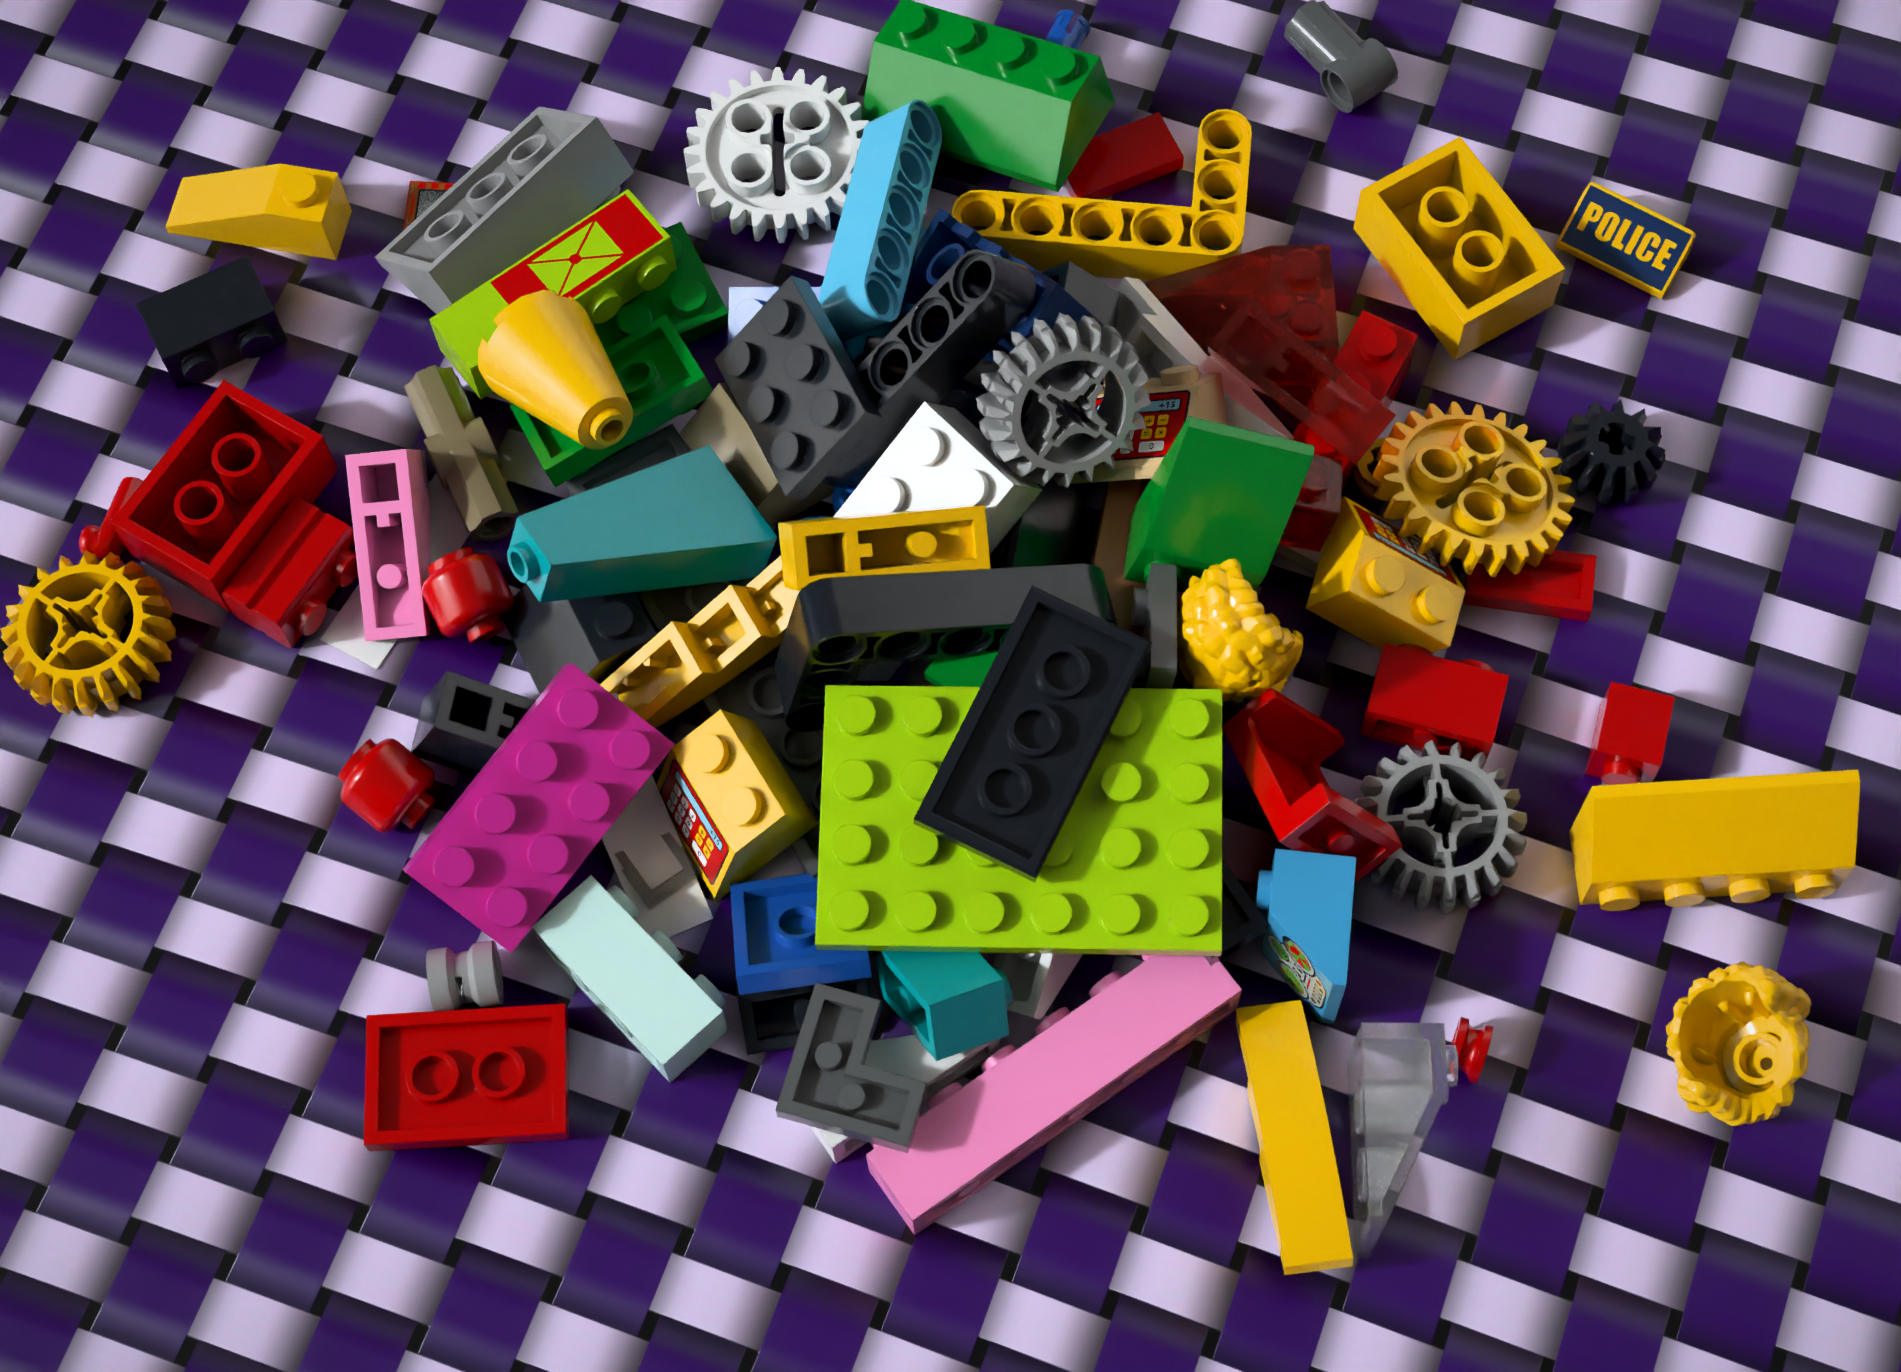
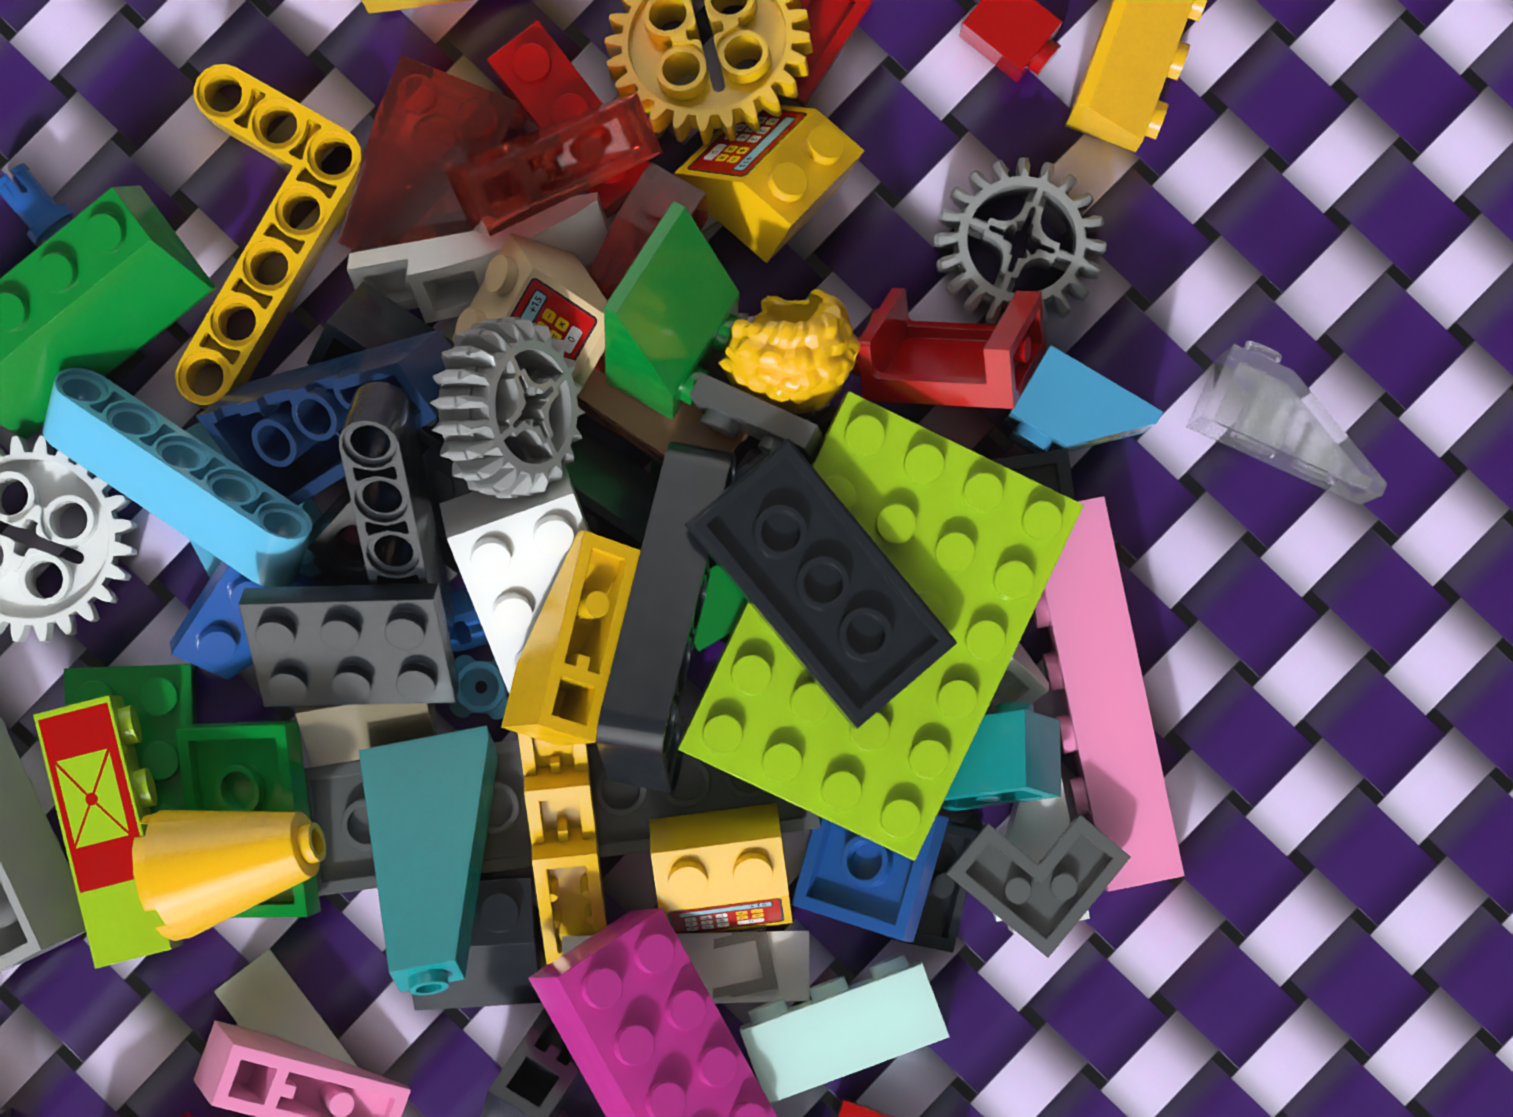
camera: 65 degrees left, 20 degrees up
(462, 453) = (231, 984): dark tan piece -> none
(467, 595) = (391, 1036): red head -> none
(1125, 159) = (189, 195): red tile -> none
(1293, 1138) = (1243, 510): yellow slope -> none
(1434, 699) = (900, 187): red brick -> none
(1471, 1047) = (1232, 319): red bush -> none
(1730, 1037) = (1330, 101): yellow hair -> none

